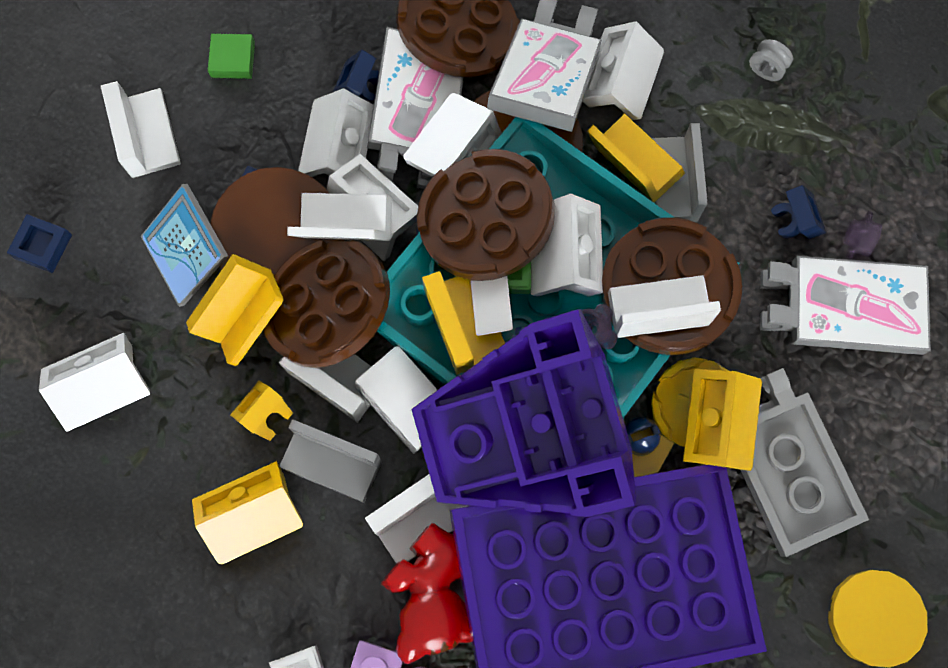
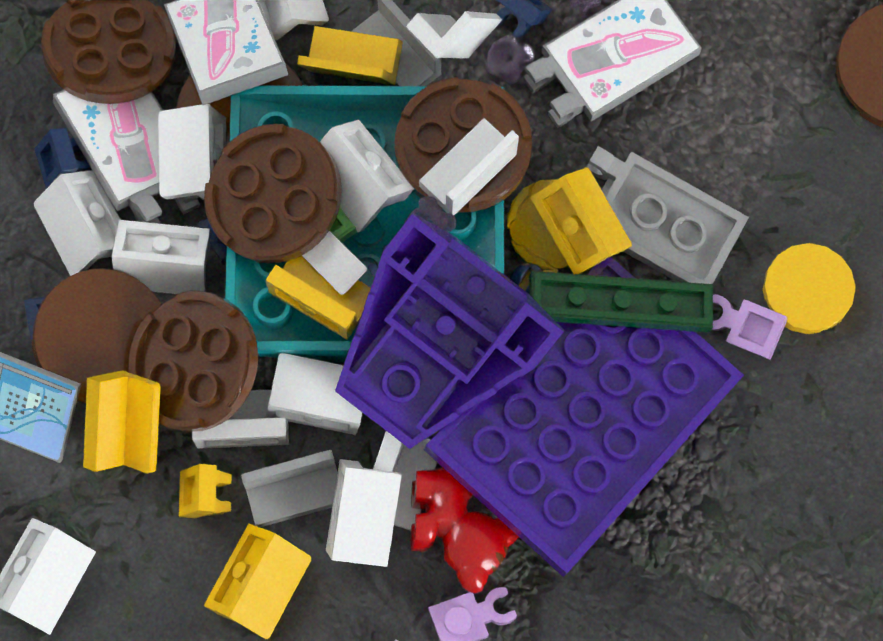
camera: 40 degrees left, 0 degrees up
(344, 217) = (153, 281): white panel -> none
(362, 526) = (363, 514): none -> white panel
(709, 513) = (624, 301): none -> dark green tile
(728, 196) = (453, 38): none -> white panel
(761, 237) = (501, 52): none -> clear purple plate
(802, 614) = (751, 327): none -> lavender plate

